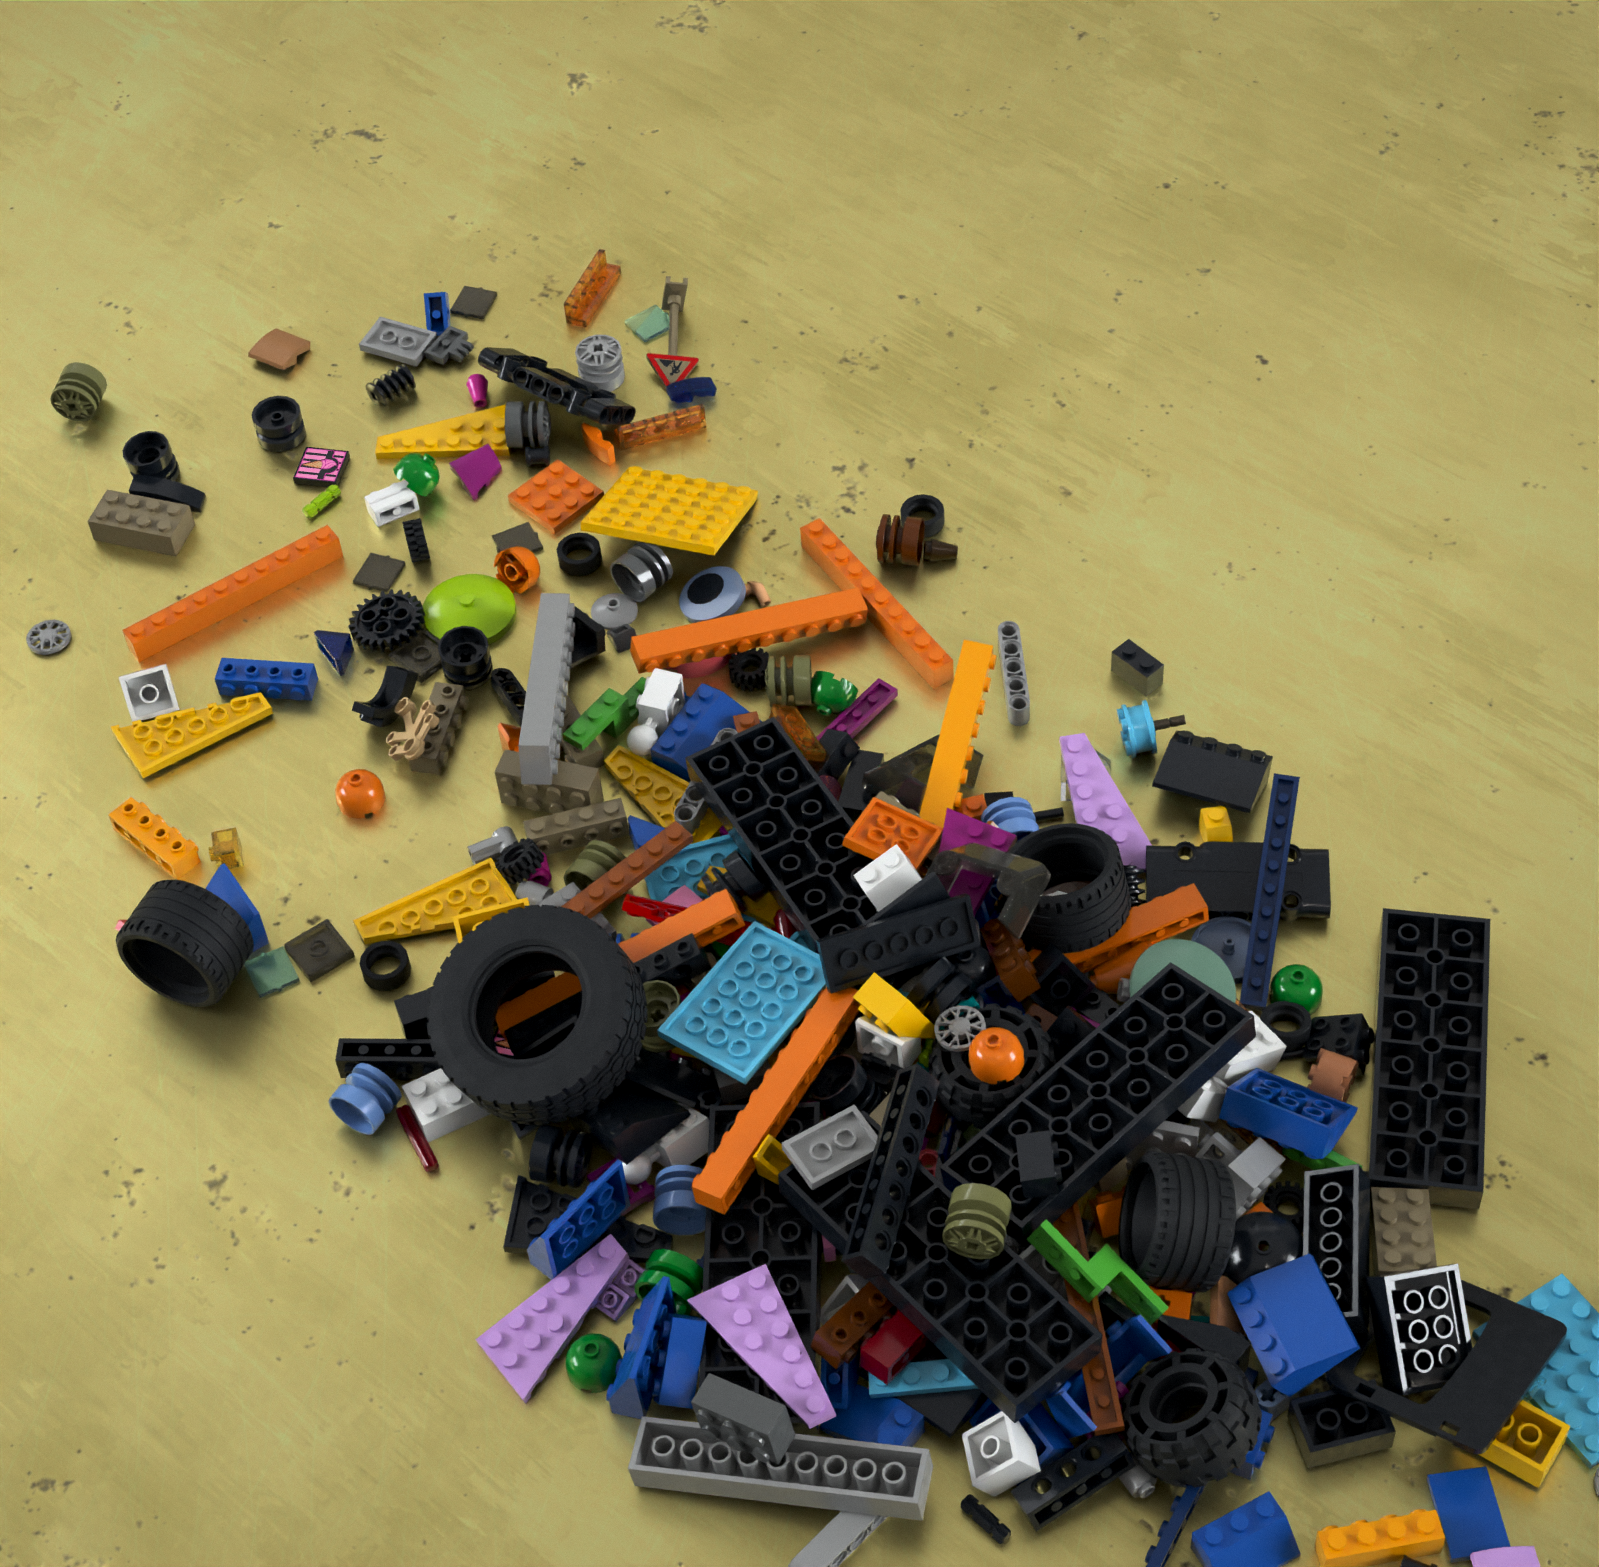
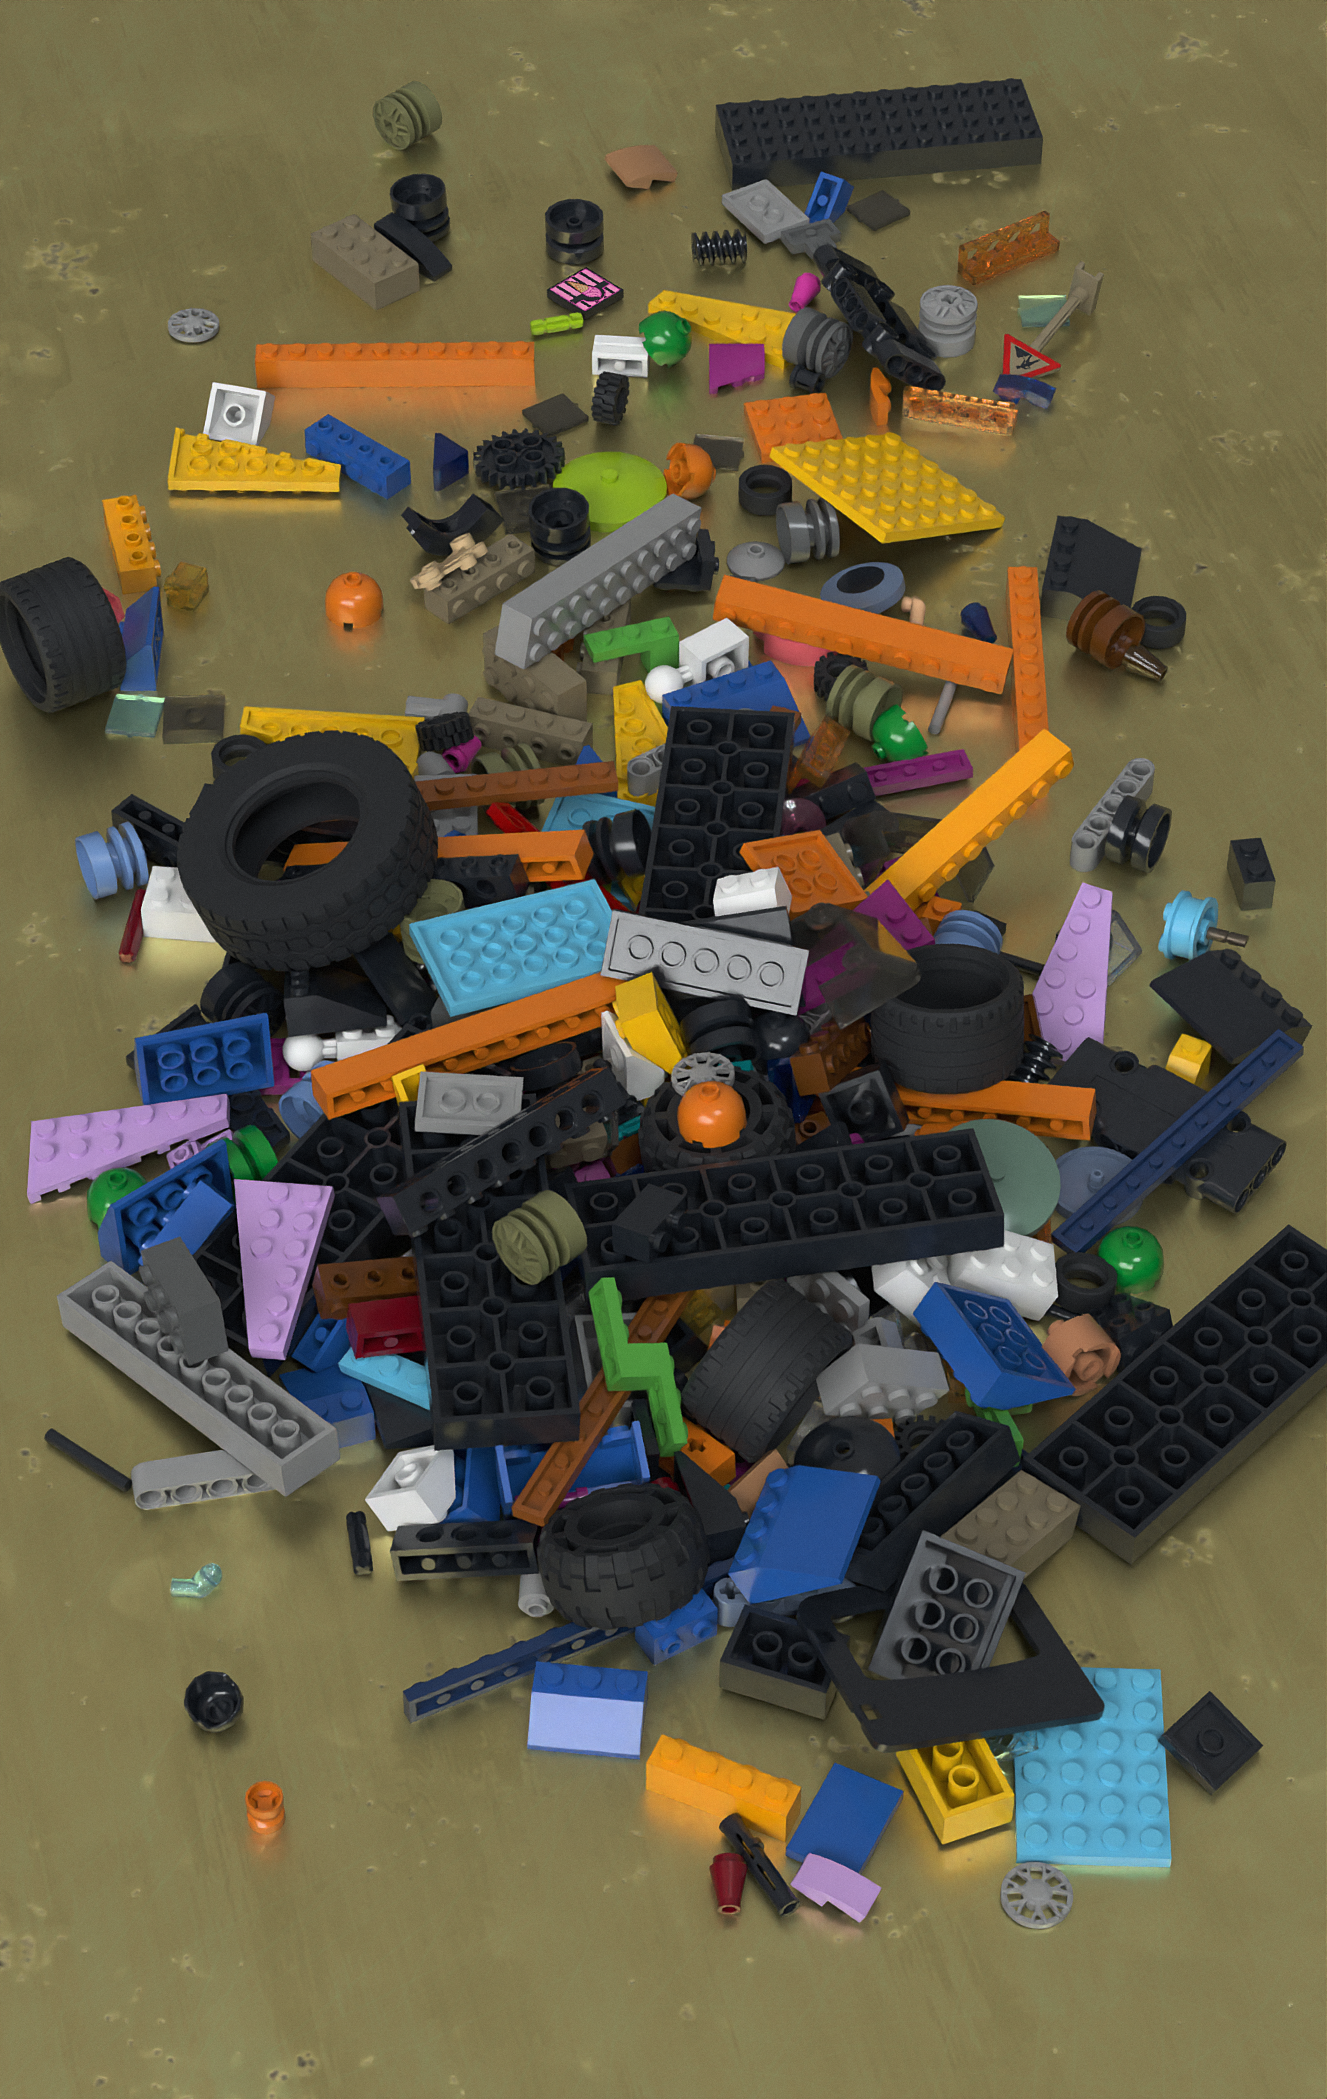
camera: 30 degrees right, 5 degrees down
(428, 246) = (879, 133): none -> black brick
(808, 579) = (978, 622): none -> clear blue cone
(834, 654) = (942, 707): none -> light grey bar
(845, 501) = (1085, 561): none -> black slope
(1049, 679) = (1138, 834): none -> black wheel

